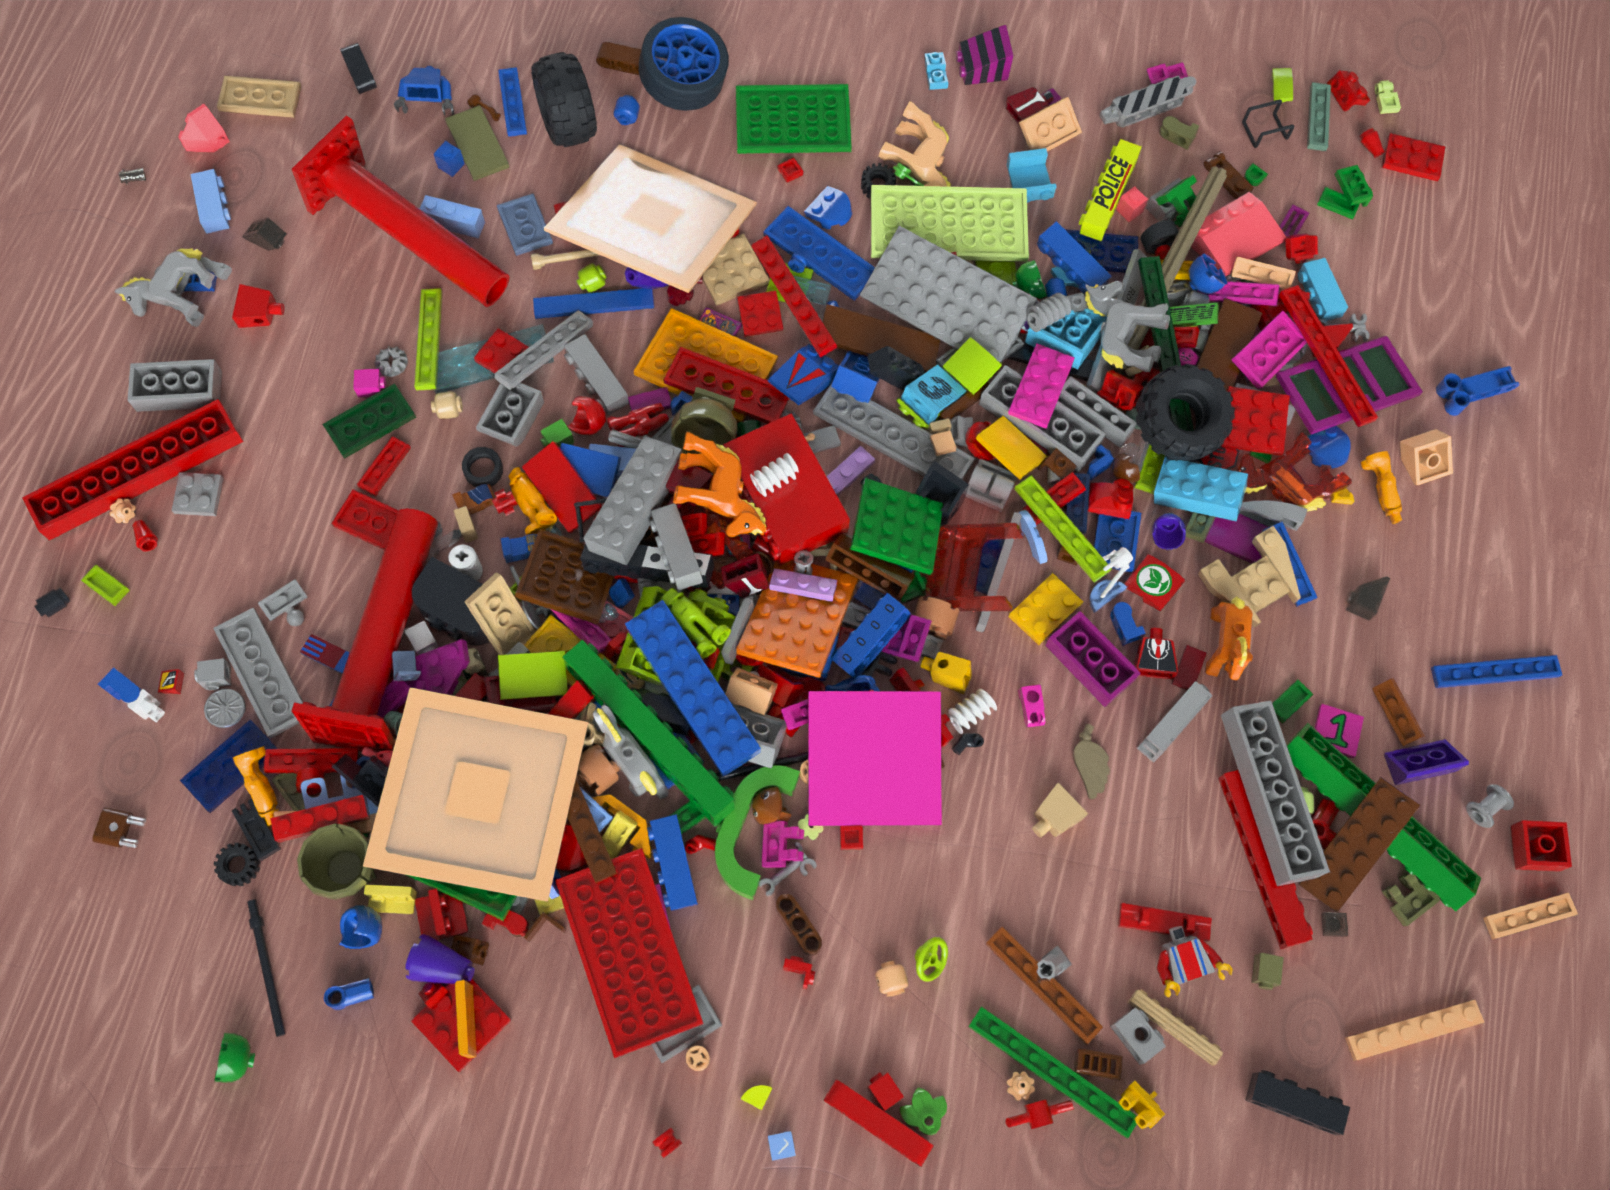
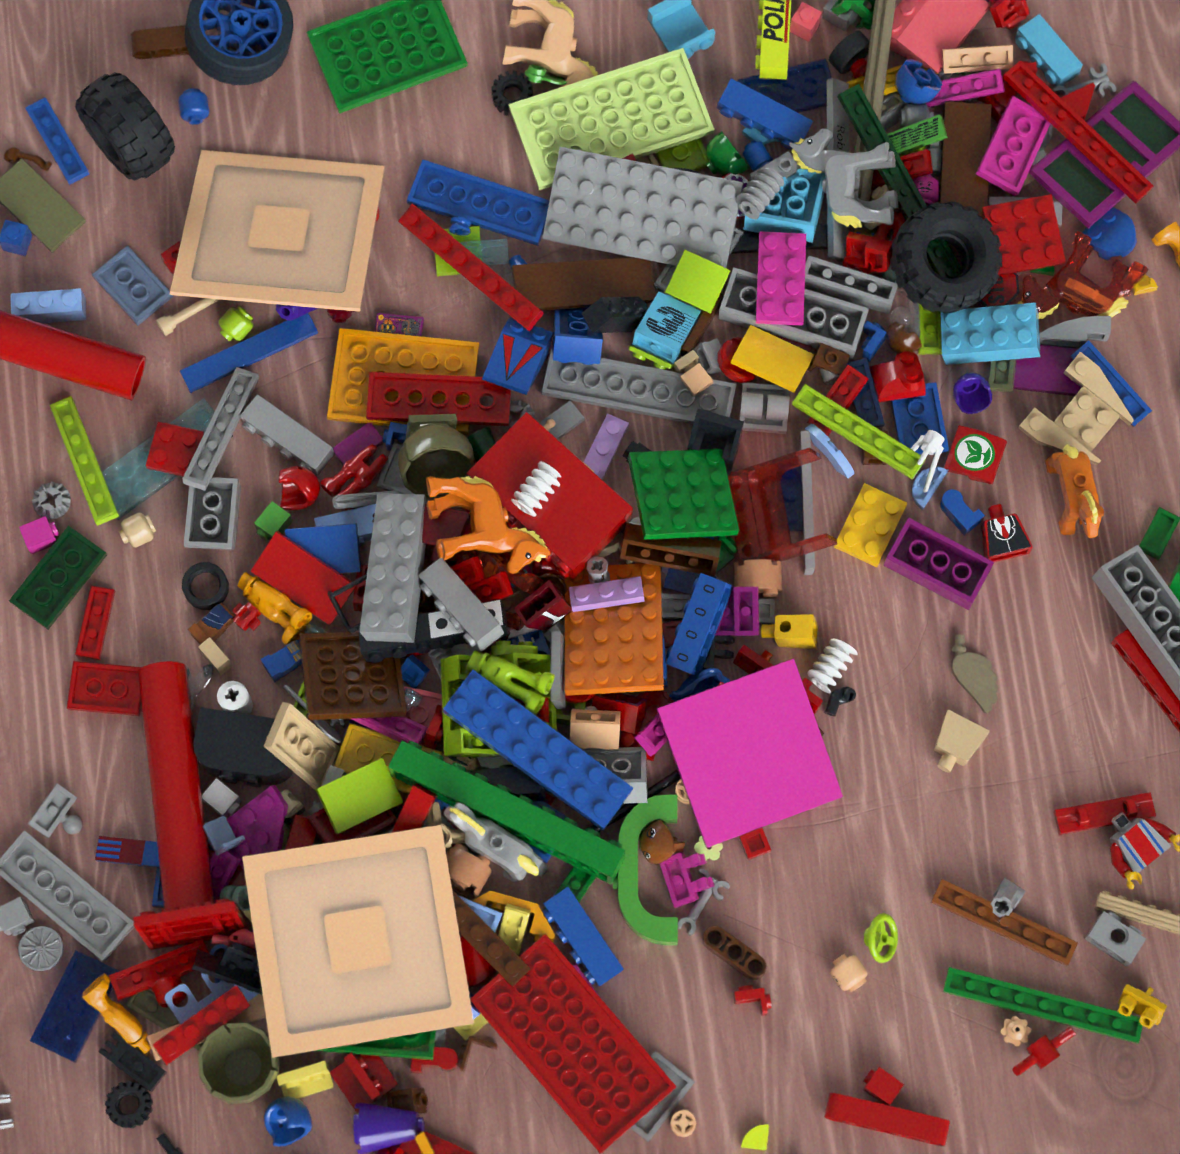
camera: 15 degrees left, 5 degrees up
(699, 842) = (600, 905): red arm -> none
(734, 271) = (394, 258): tan plate -> none
(760, 313) = (439, 299): red plate -> none
(790, 170) = (407, 112): red tile -> none
(830, 208) = (470, 144): blue slope -> none
(924, 1108) = (926, 1088): bright green plate -> none
(1032, 705) = (893, 636): dark pink leg -> none
(1080, 1058) = (1066, 985): reddish brown slope -> none
(1175, 721) = (1046, 600): light grey door -> none
(1189, 667) = (1042, 535): dark red tile -> none

